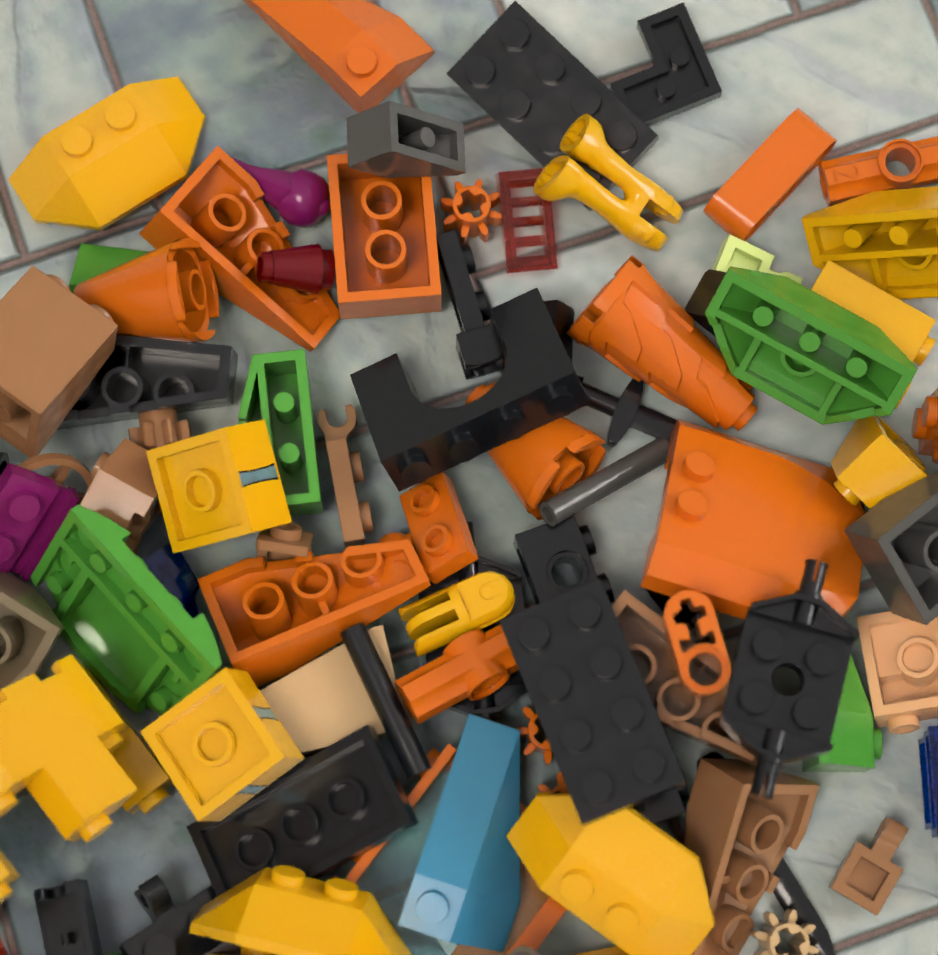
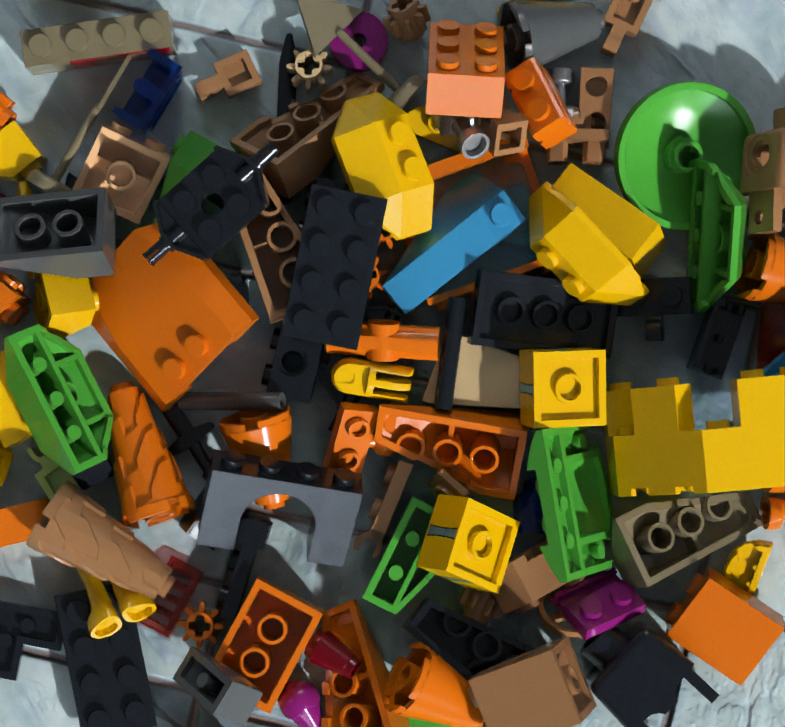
camera: 145 degrees left, 10 degrees up
(657, 215) = (85, 536): none -> medium nougat cone
(679, 634) = (239, 264): orange beam -> none

